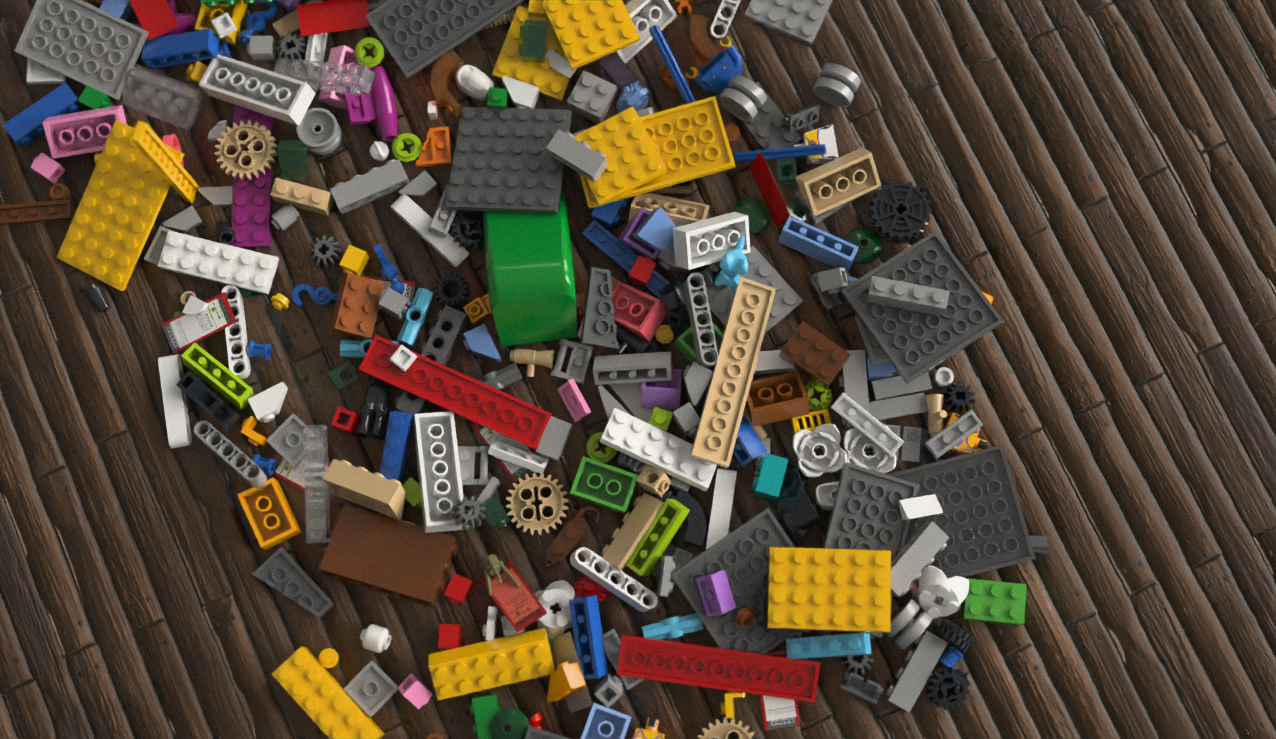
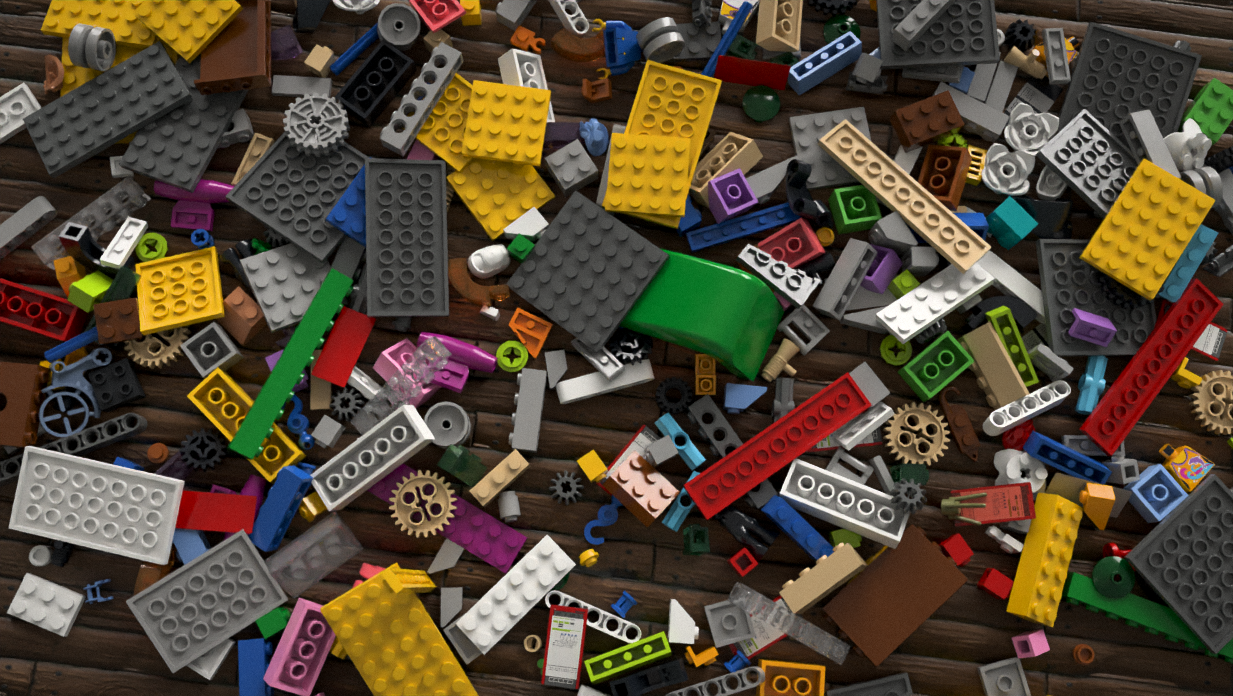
camera: 65 degrees left, 0 degrees up
(194, 306) = (547, 640): white tile -> none
(216, 131) = (383, 520): white tile -> none
(224, 25) = (286, 452): white tile -> none
(224, 232) = (489, 571): black cone -> none
(369, 43) = (394, 329): lime gear -> none
(375, 638) = (961, 652): white head -> none
(379, 151) = (499, 383): white tile -> none
(388, 271) = (621, 440): blue piece -> none
(403, 358) = (722, 472): white tile -> none
(534, 41) = (491, 182): clear green brick -> none
(559, 63) = (524, 175): white sticker -> none
(574, 400) = (841, 348): bright pink plate -> none
(577, 155) = (631, 204): light grey brick -> none
(642, 270) = (762, 218): red brick -> none
(654, 480) = (951, 320): tan brick -> none
(657, 231) = (739, 180): medium blue torso -> none
(671, 64) = (591, 82): blue axle -> none
(703, 312) = (853, 193): light grey beam -> none
(709, 239) = (774, 143): white brick -> none
(733, 265) = (808, 137): medium azure animal -> none
(745, 617) = (1123, 315): dark orange plate -> none
(867, 424) = (1009, 117): white tile -> none
(919, 507) = (1107, 118): white slope -> none

